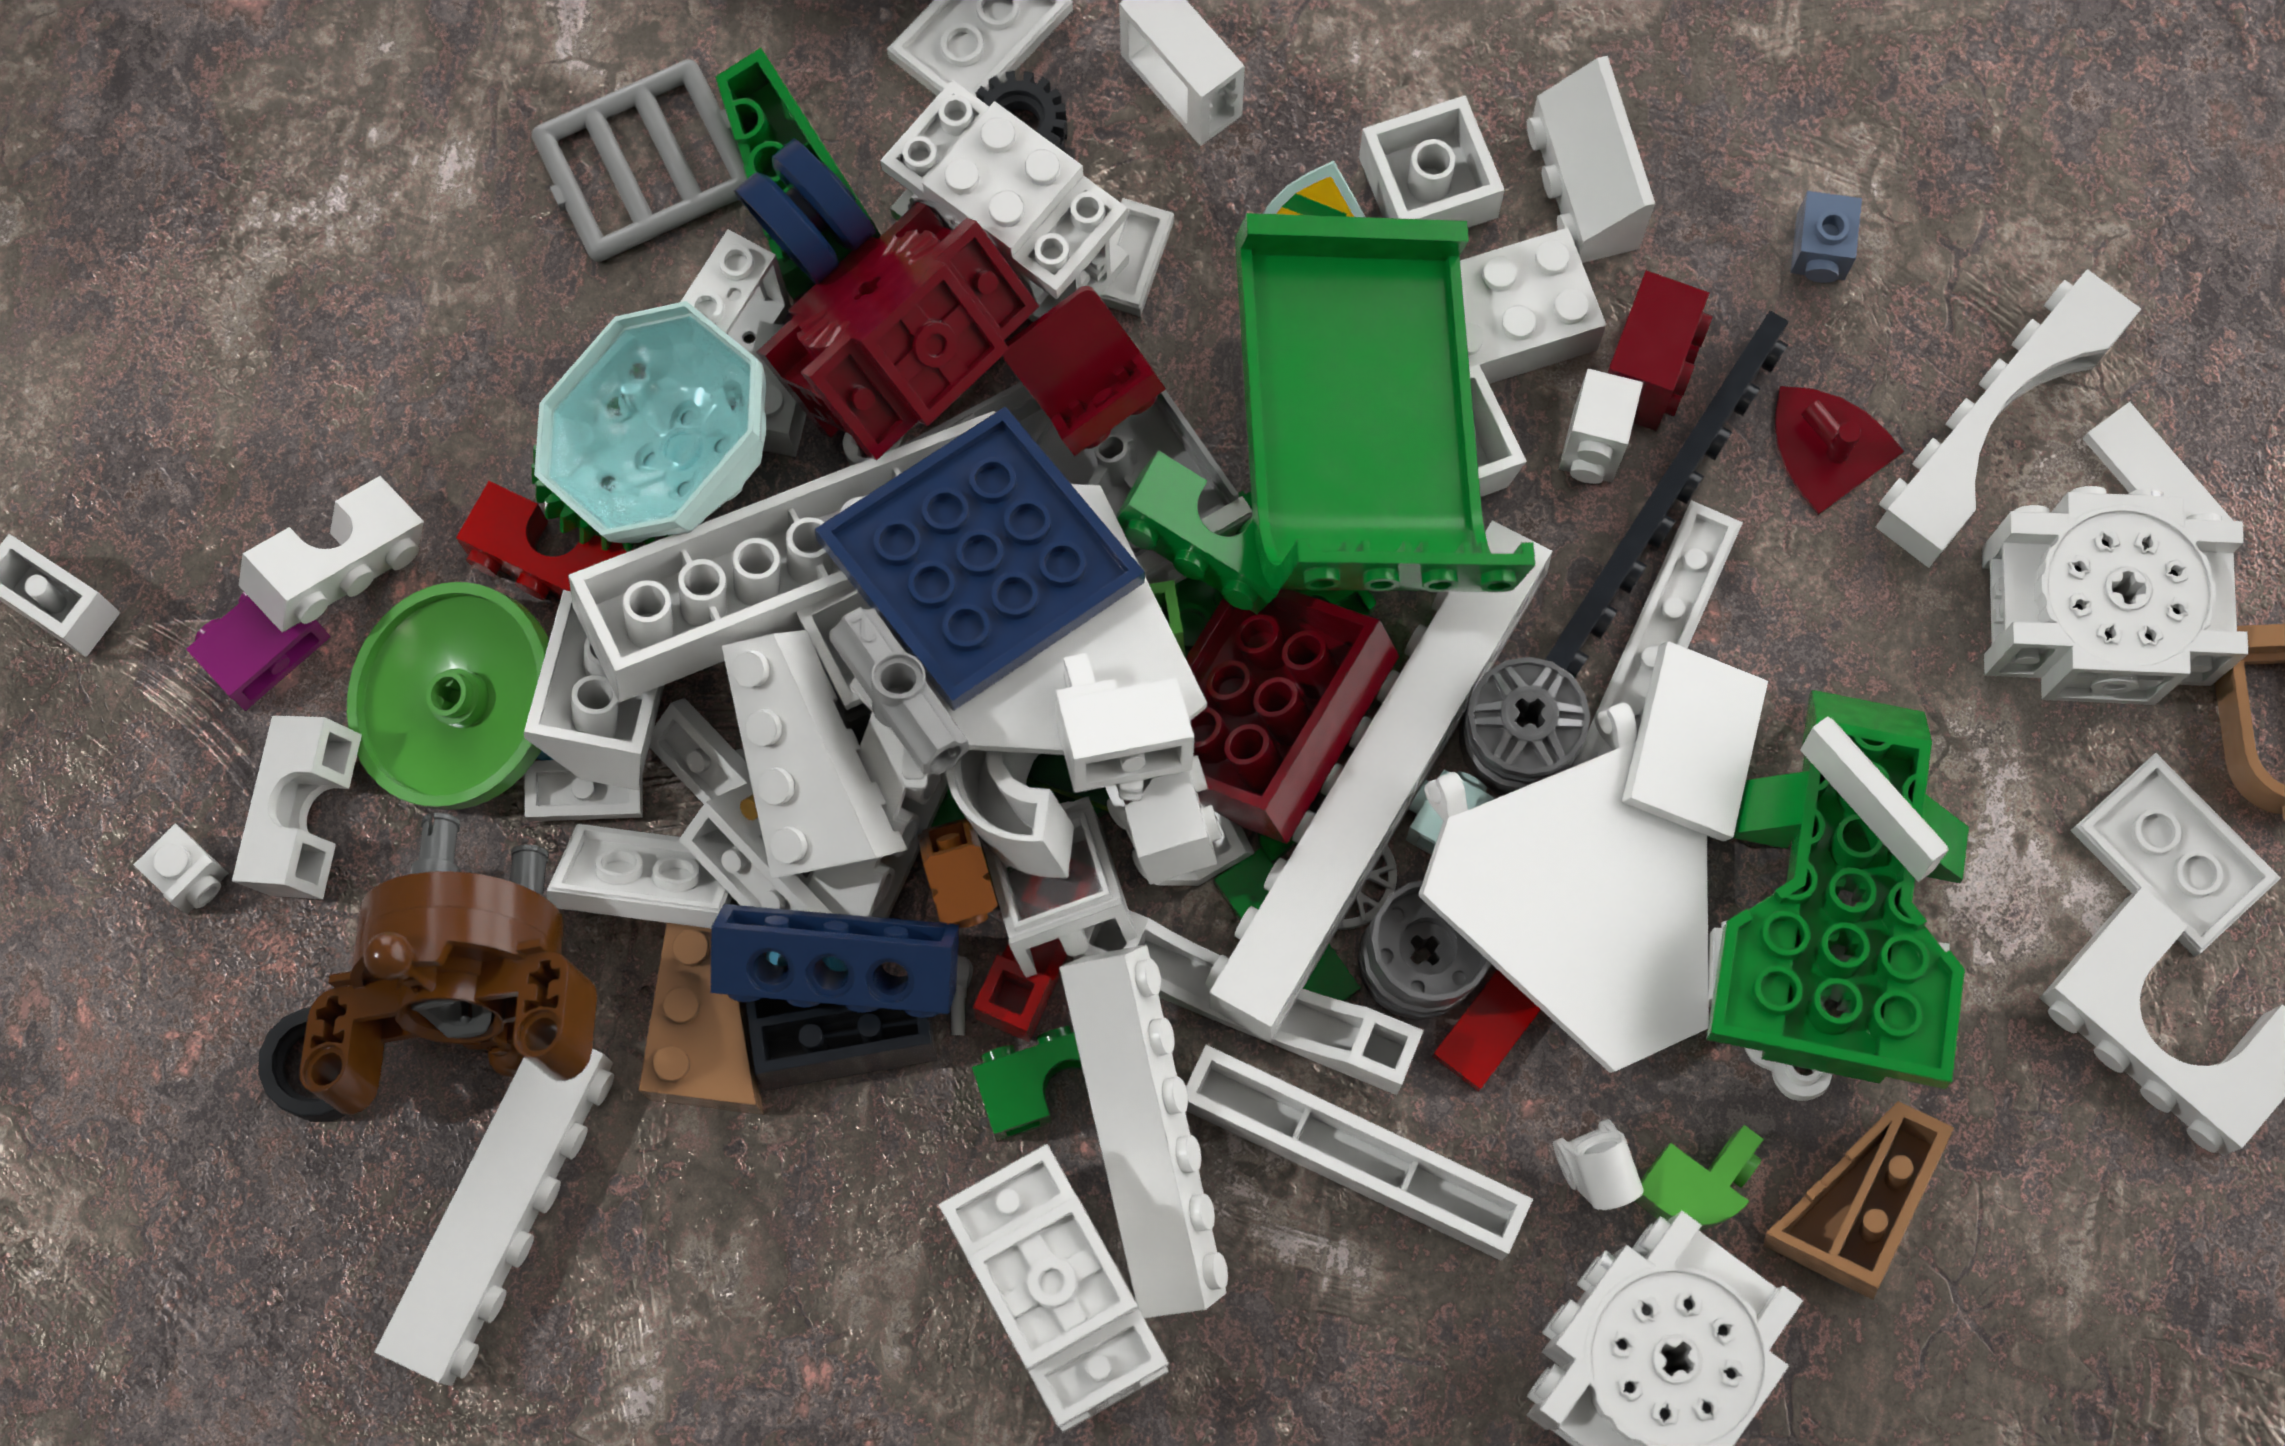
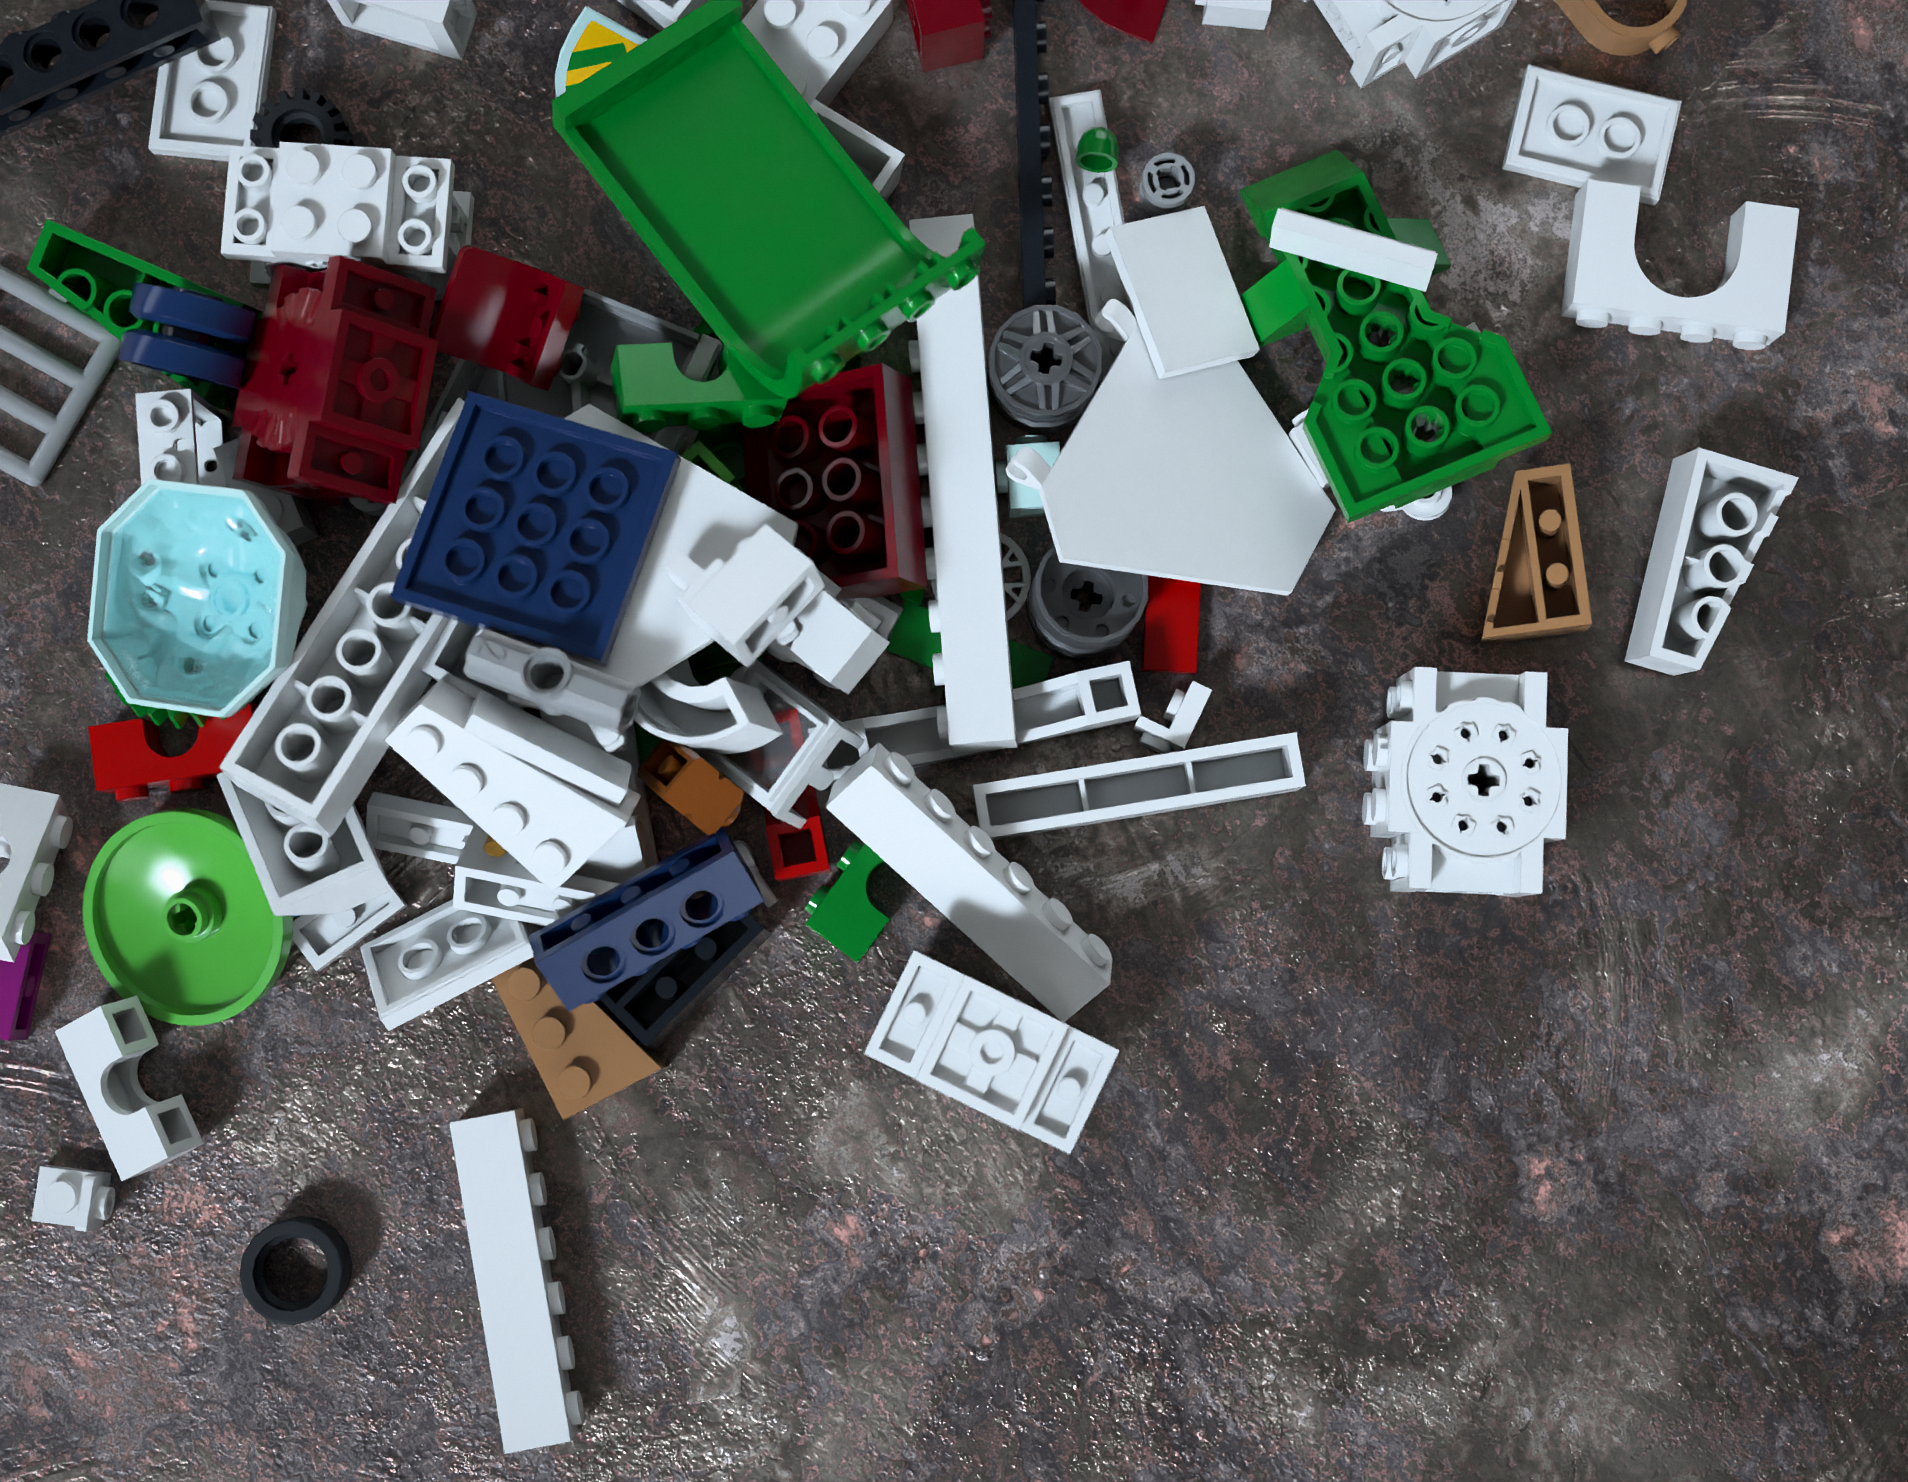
camera: 40 degrees left, 10 degrees up
(453, 965) = (351, 1129): reddish brown piece -> none
(855, 749) = (548, 748): none -> white tile
(1144, 239) = (476, 175): white tile -> none
(1442, 1117) = (1182, 712): none -> white bracket
(1600, 426) = (942, 86): white brick -> none
(1600, 1167) = (1327, 671): white piece -> none
(1682, 1184) = (1397, 645): bright green brick -> none
(1702, 571) = (1097, 150): none -> green hinge
(1739, 649) = (1161, 195): none -> light grey wheel
(2029, 1300) = (1700, 554): none -> white wedge

